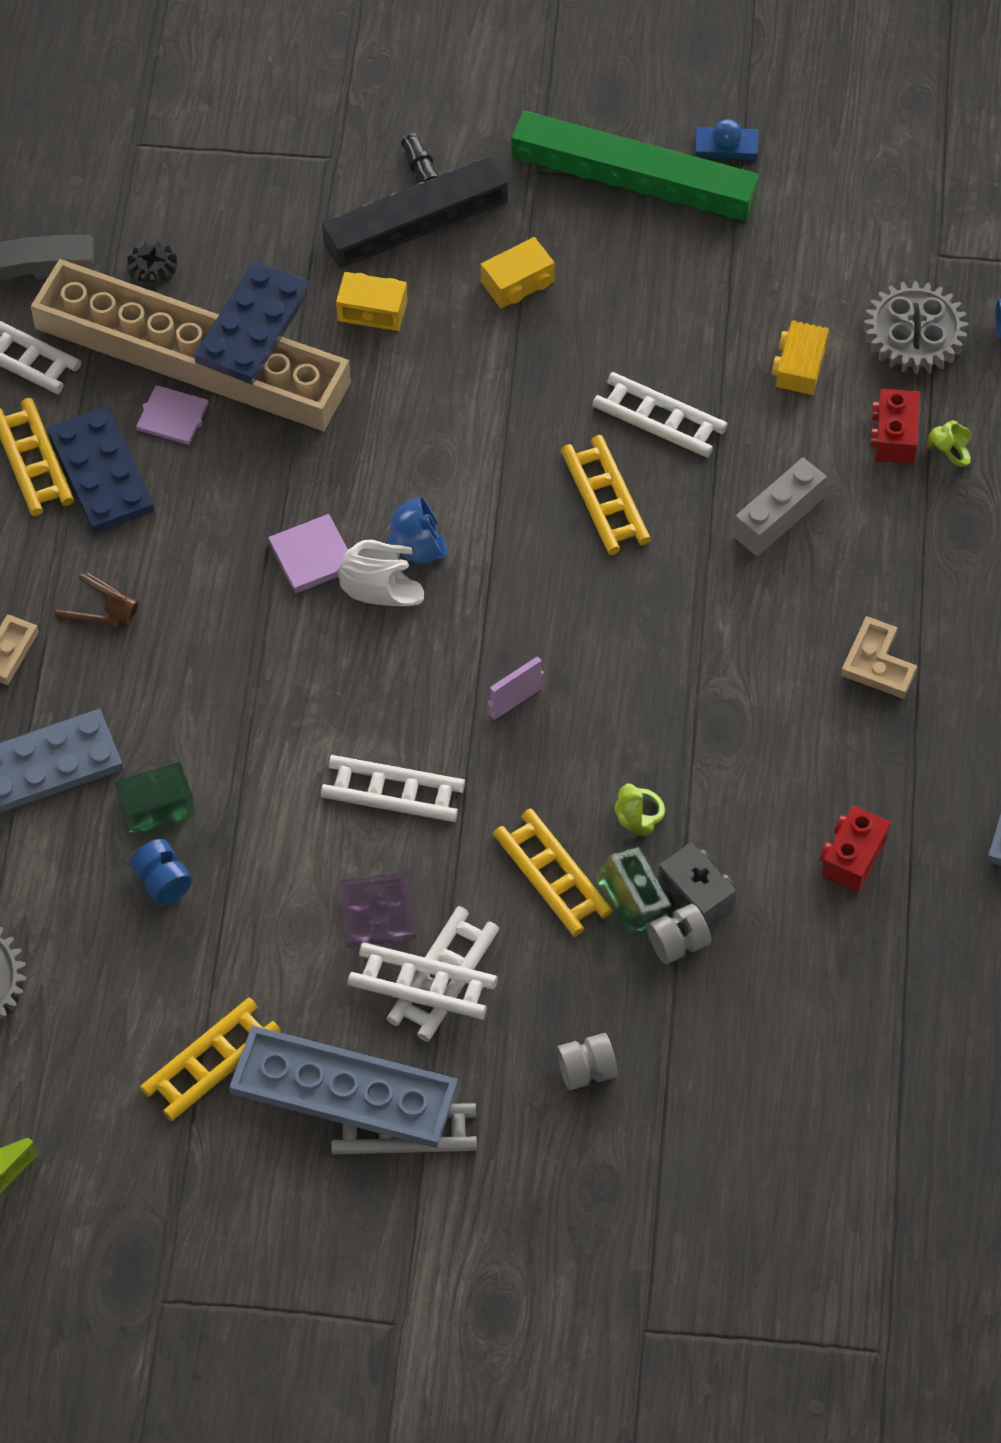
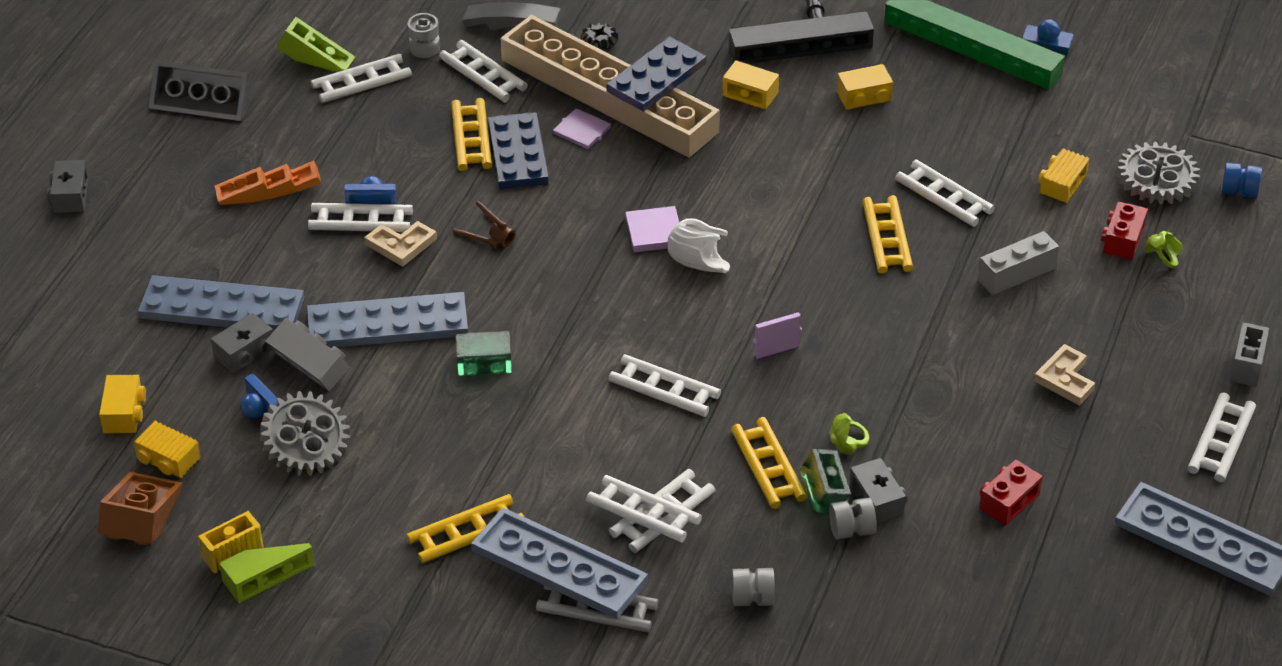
camera: 15 degrees right, 15 degrees down
(161, 872) = (470, 399): blue wheel -> none
(377, 909) = (626, 457): clear purple plate -> none
(415, 527) = (738, 221): blue cylinder -> none

